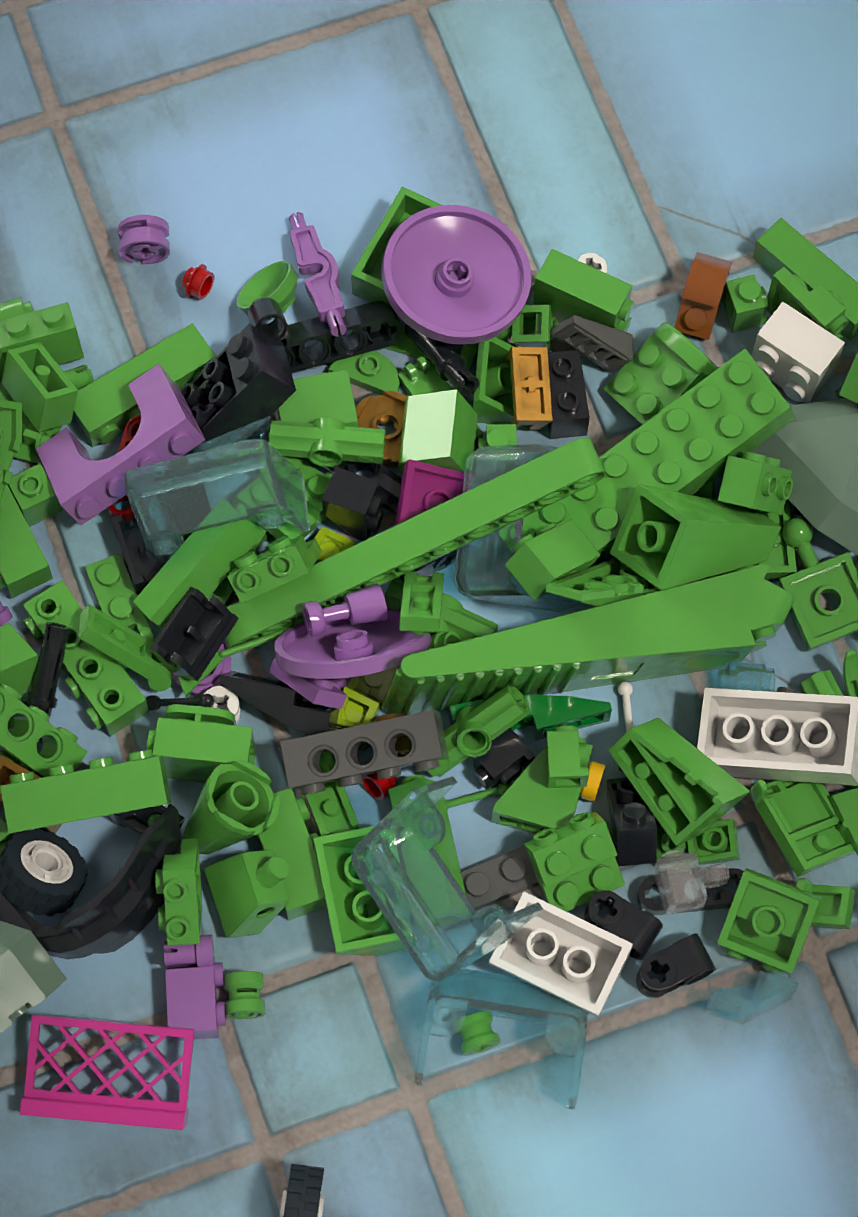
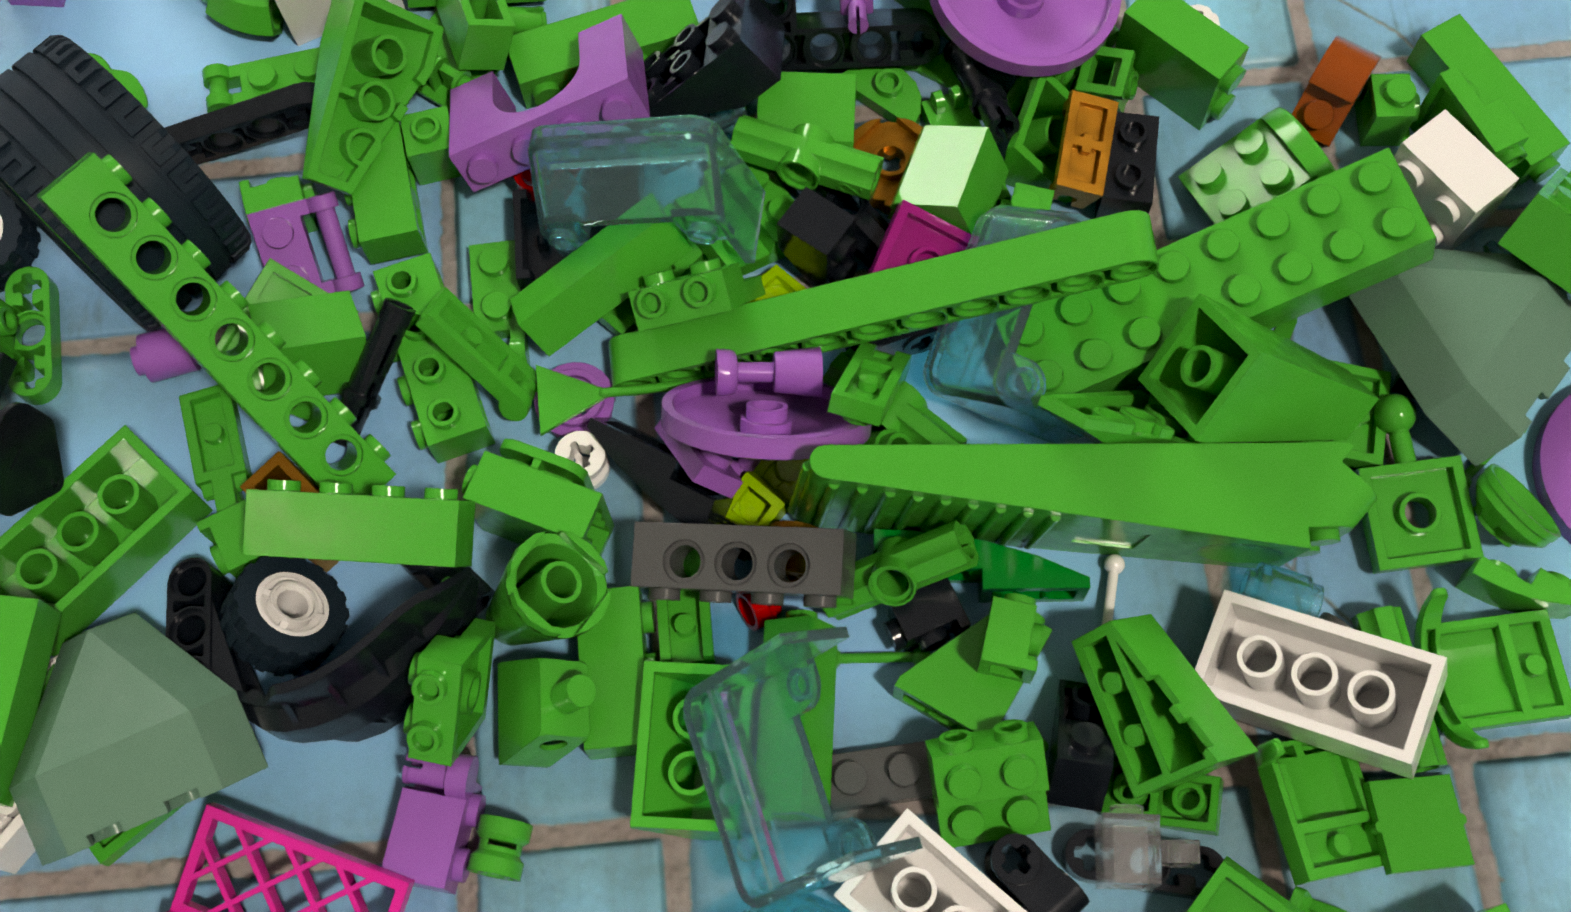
camera: 20 degrees right, 0 degrees up
(154, 701) = (561, 446): black hinge -> none
(193, 634) = (568, 357): black hinge -> none
(550, 556) = (1056, 362): bright green piece -> none
(595, 776) = (1046, 669): yellow tile -> none
(597, 342) = (1194, 124): dark grey slope -> none
(756, 483) = (1358, 332): bright green brick -> none

